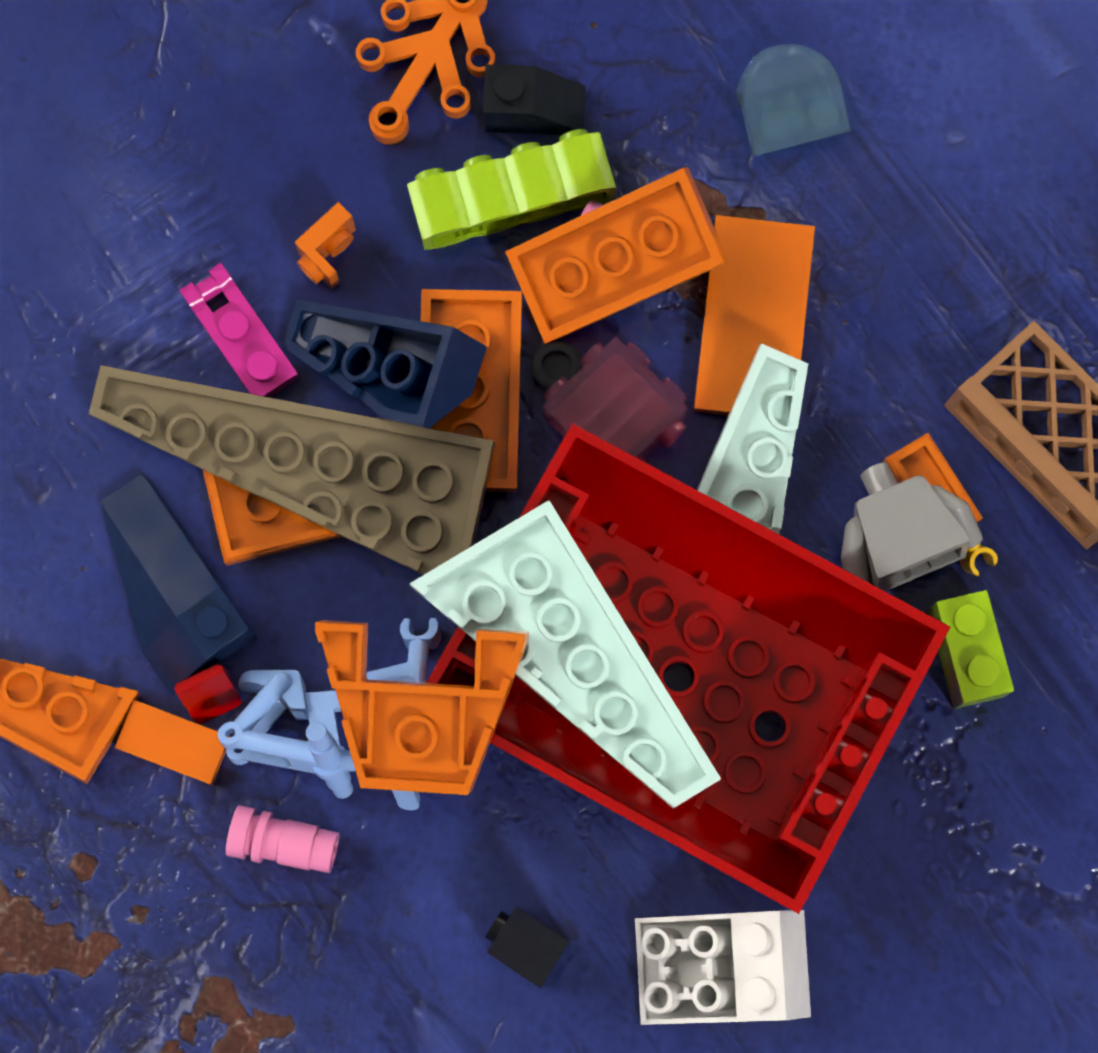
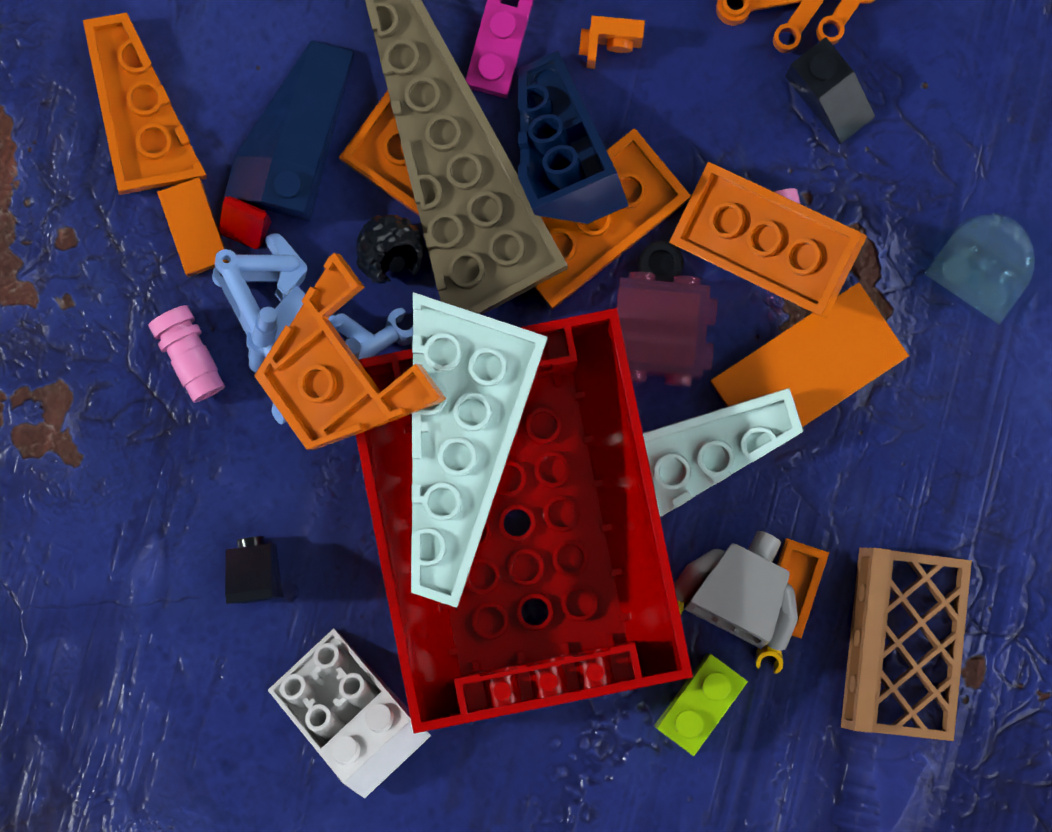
camera: 50 degrees right, 5 degrees up
(341, 581) = (388, 245): none -> black piece
(511, 190) = (756, 129): lime brick -> none

